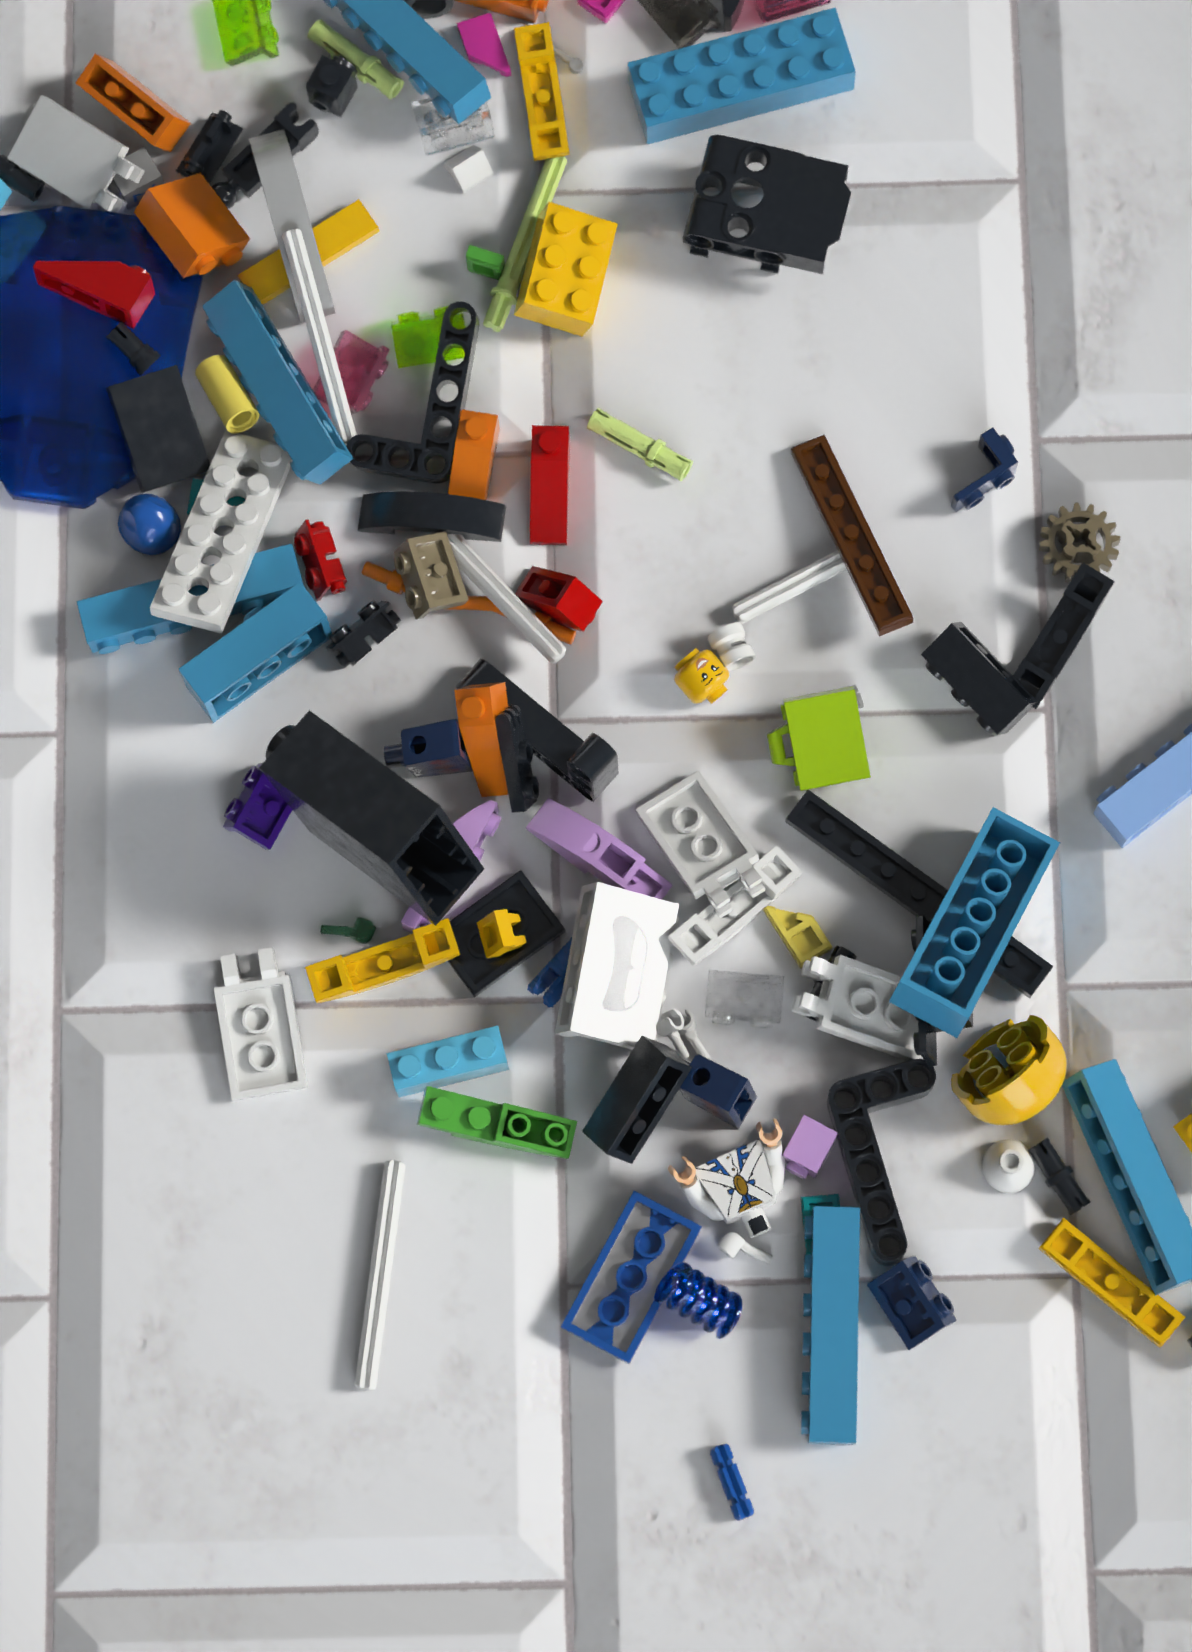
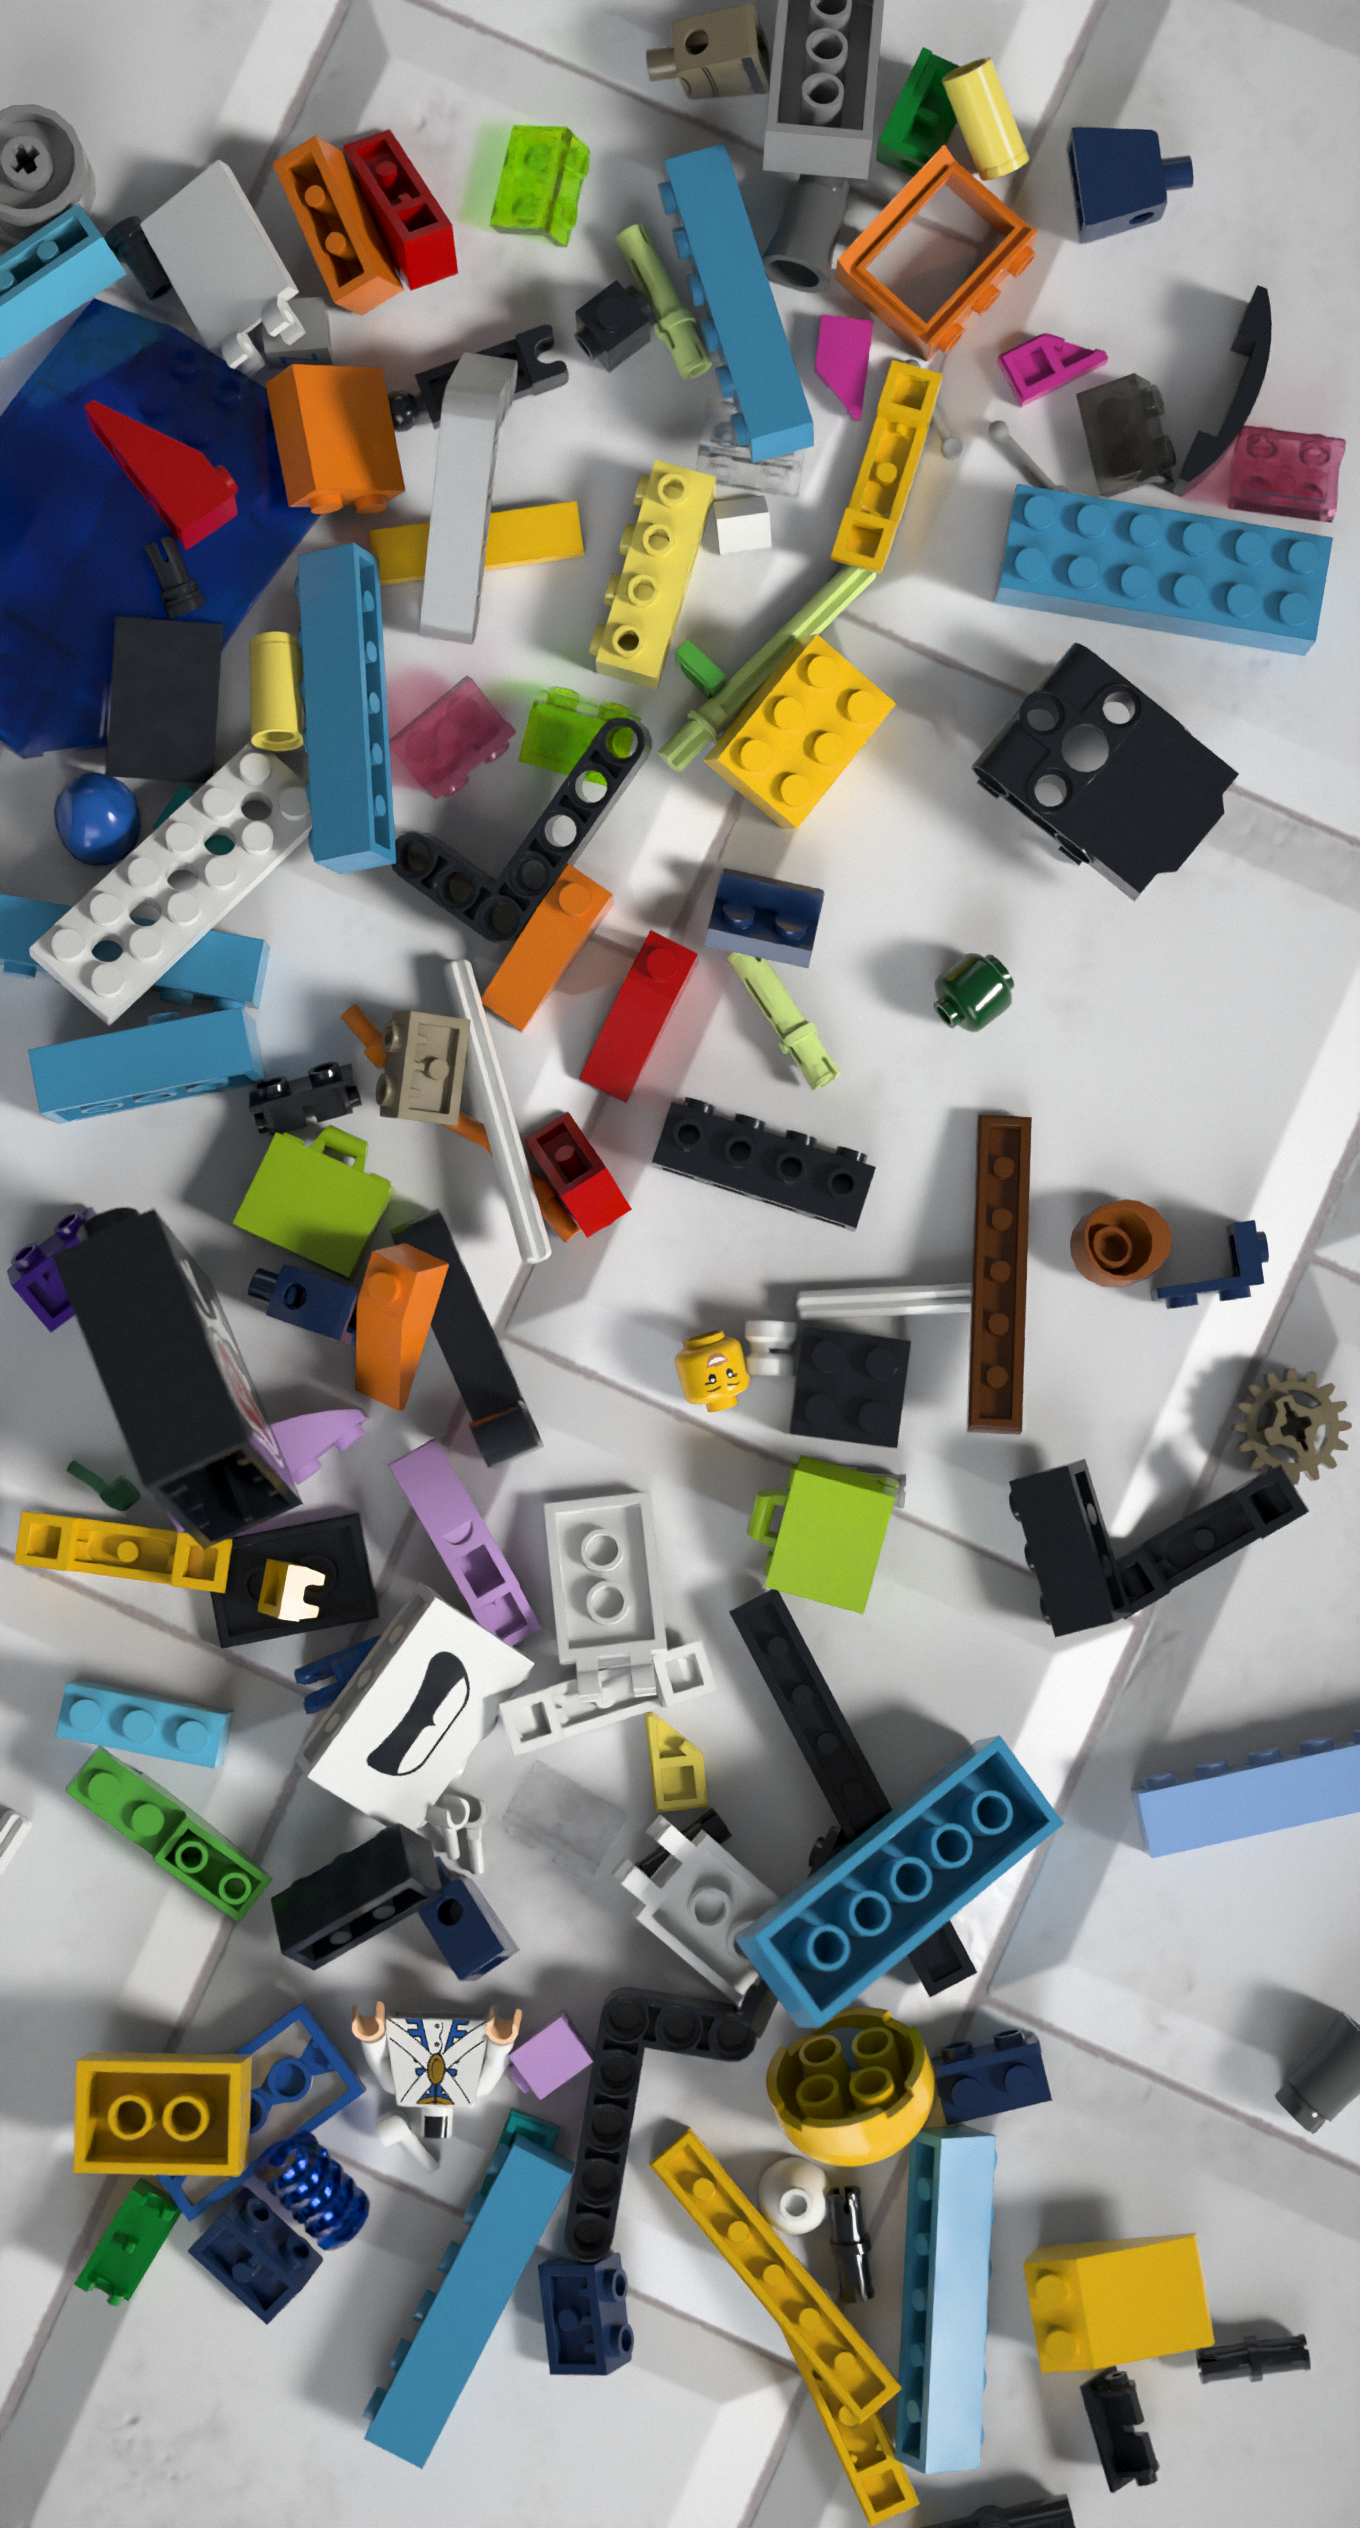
camera: 25 degrees right, 10 degrees up
(171, 77) = (403, 209): none -> red slope
(210, 146) = (414, 335): black hinge -> none
(313, 544) = (288, 991): red hinge -> none
(319, 334) = (428, 672): white axle -> none
(399, 690) = (316, 1202): none -> lime piece
(429, 218) = (654, 575): none -> light yellow brick
(432, 513) = (466, 986): black slope -> none
(516, 759) = (416, 1372): black hinge -> none
(579, 1291) = (162, 2114): none -> yellow brick
(597, 1396) = (130, 2243): none -> green hinge
(598, 389) = (764, 917): none -> dark blue bracket
(600, 42) = (1000, 432): none -> light grey hinge
(672, 538) = (763, 1165): none -> black brick
(682, 1366) = (256, 2255): none -> dark blue bracket
(731, 1482) = (249, 2429): blue axle -> none
(750, 375) = (973, 992): none -> dark green head
(793, 647) = (849, 1387): none -> black brick
(917, 483) = (1120, 1243): none -> dark orange hat
(1021, 1215) = (775, 2276): none -> yellow tile
(1096, 1029) = (990, 2076): none -> dark blue bracket

